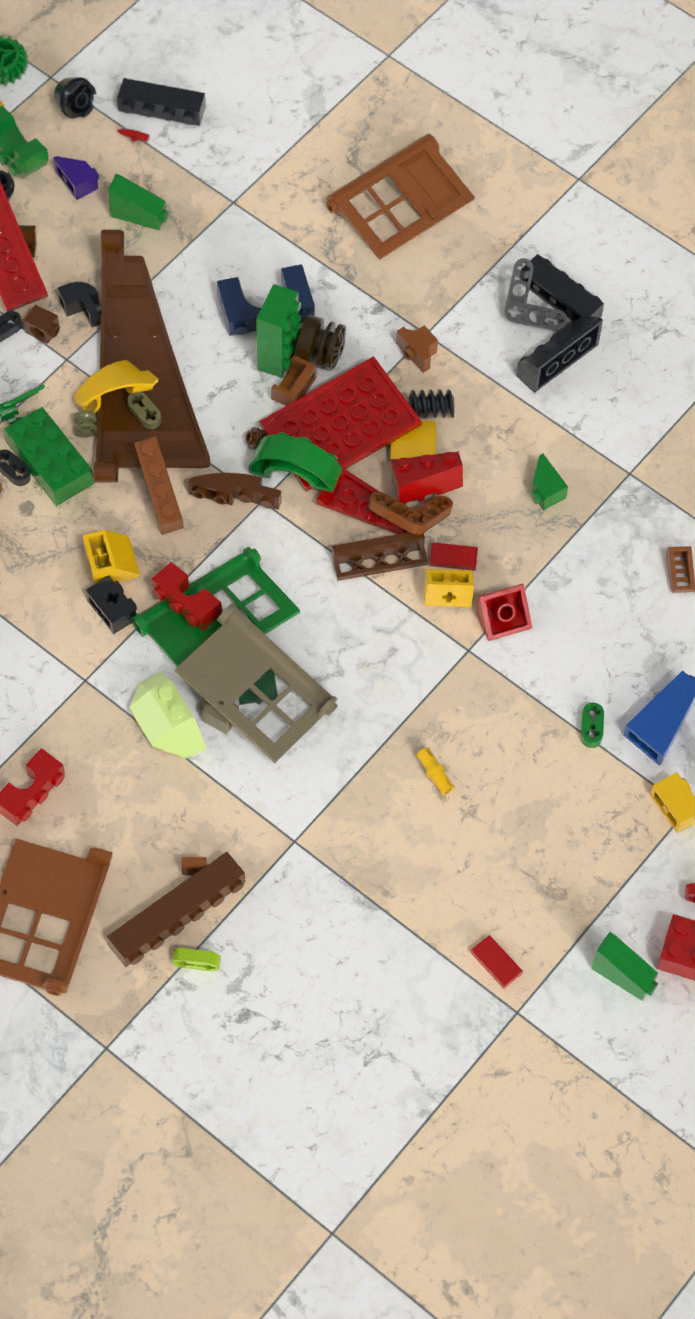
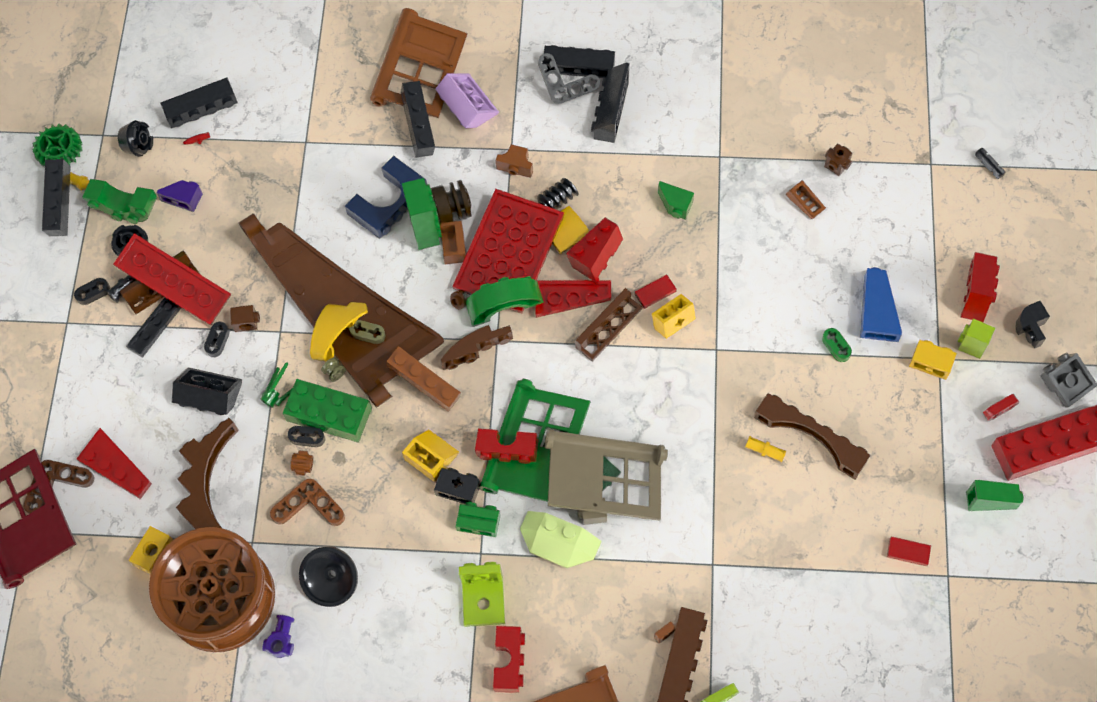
camera: 30 degrees left, 5 degrees up
(61, 703) = (482, 583): none -> lime bracket
(80, 297) = (256, 280): black brick -> none
(105, 646) = (478, 519): none -> green brick
(136, 204) = (242, 188): green slope -> none
(353, 245) = (417, 119): none -> black brick
(409, 519) = (588, 287): dark orange beam -> none
(418, 258) = (466, 100): none -> lavender slope
(473, 746) = (848, 457): none -> reddish brown arch
(504, 612) = (721, 308): red slope -> none

